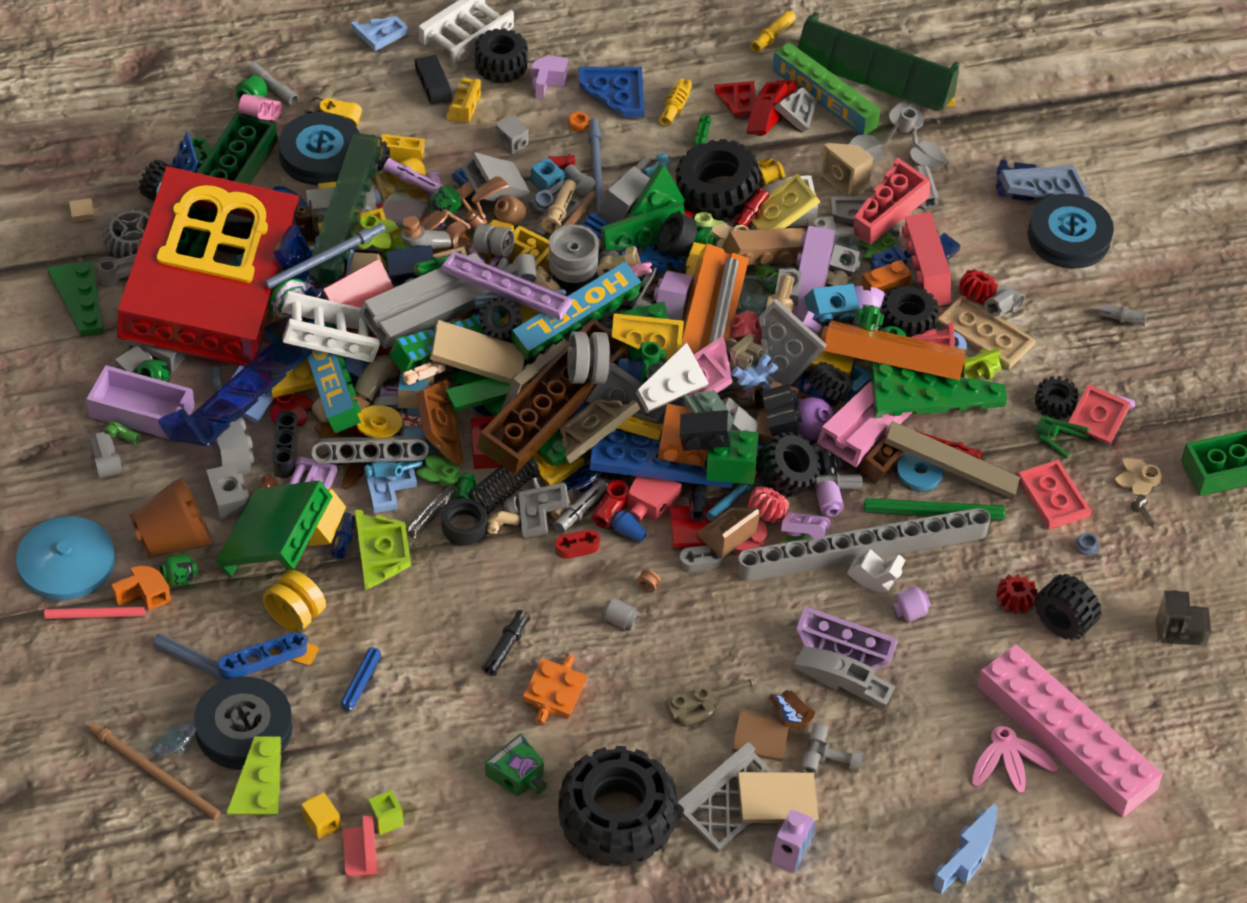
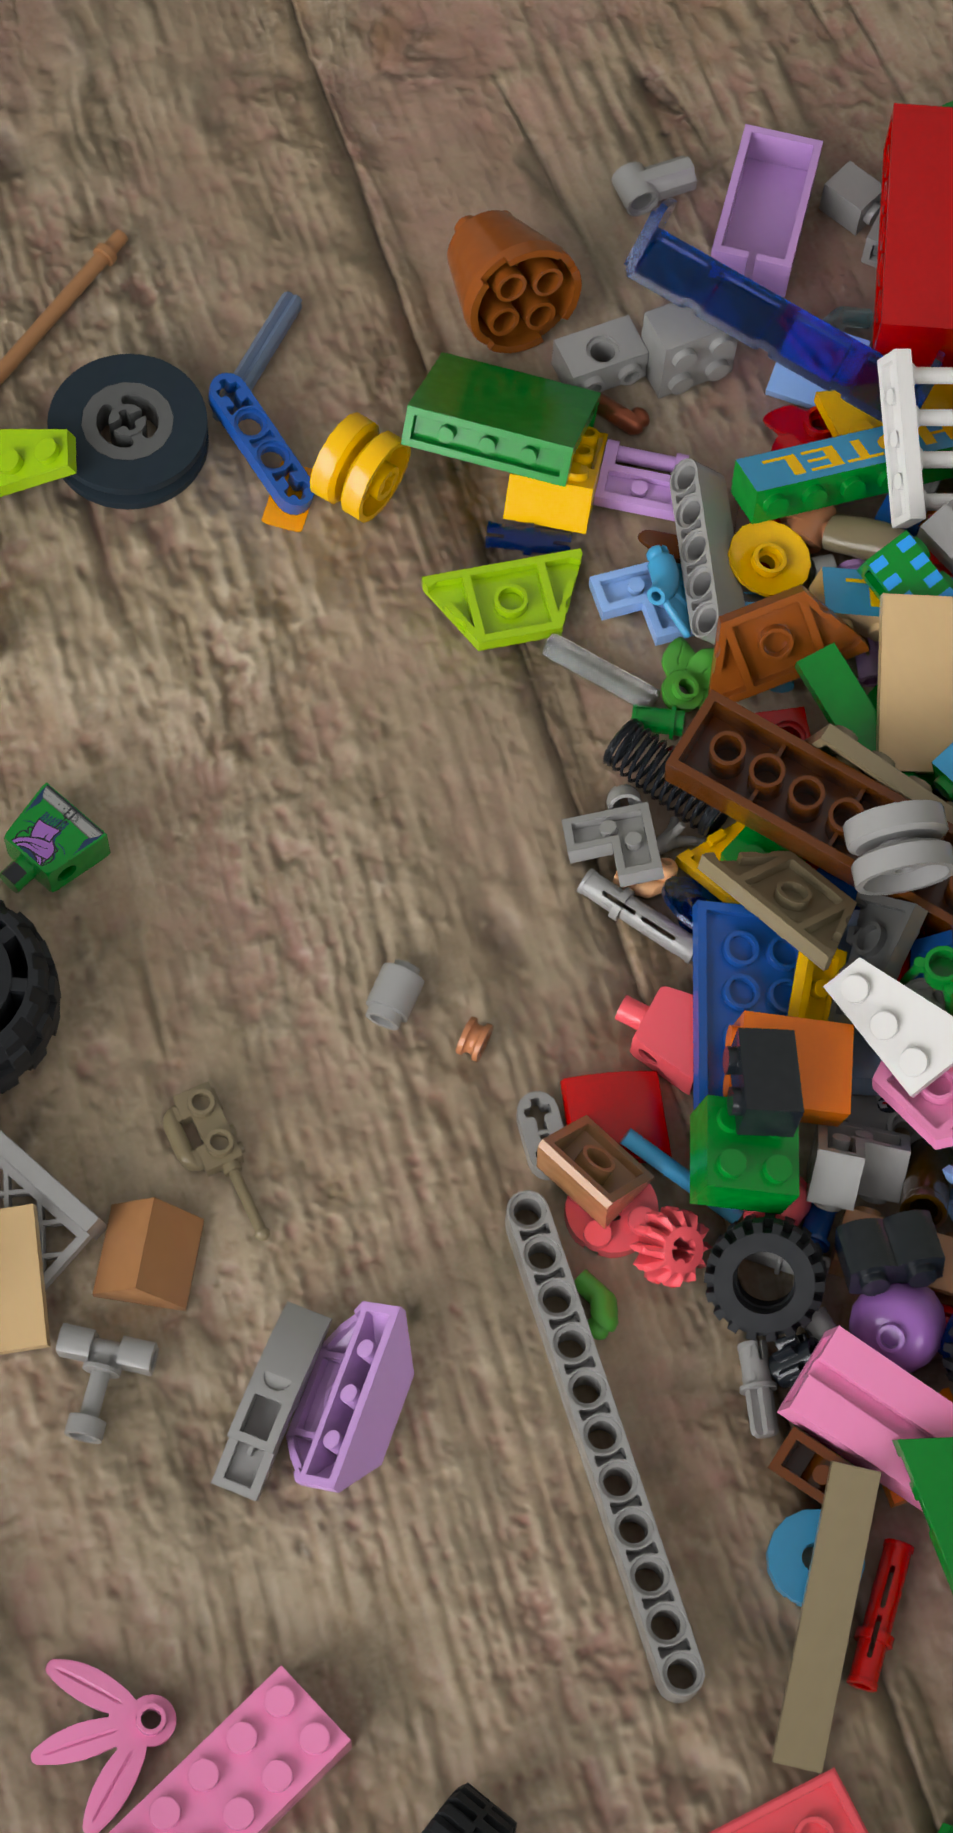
camera: 85 degrees right, 15 degrees up
(65, 558) = (445, 159): dark azure dish -> none
(94, 612) = (341, 213): coral bar -> none
(122, 432) = (713, 204): bright green arm -> none
(143, 583) = (391, 269): orange brick -> none
(155, 369) = (833, 222): green head -> none
(174, 739) = (88, 338): clear light blue dish -> none
(178, 570) = (425, 306): green head -> none
(285, 444) = (732, 423): black beam -> none
(360, 678) = (232, 594): blue axle -> none
(423, 372) = (863, 595): light nougat axle -> none
(460, 507) = (578, 693): black tyre -> none
(501, 518) = (593, 782): tan arm -> none
(510, 635) = (334, 815): black pin -> none
(554, 688) = (227, 896): orange plate -> none
(577, 544) = (545, 920): red beam -> none
(611, 504) = (641, 963): red piece -> none
(628, 526) = (598, 1000): blue cone -> none
(698, 502) = (654, 1113): black pin -> none
(704, 402) = (846, 1099): sand green plate -> none
(792, 710) = (181, 1300): reddish brown arm -> none
(798, 523) = (633, 1305): lavender plate -> none
(829, 498) = (709, 1370): lavender brick -> none
(875, 573) = (531, 1459): white brick -> none
(911, 604) = (460, 1535): lavender head -> none
(927, 507) = (717, 1591): green axle -> none
(1016, 593) = (498, 1739): red gear -> none

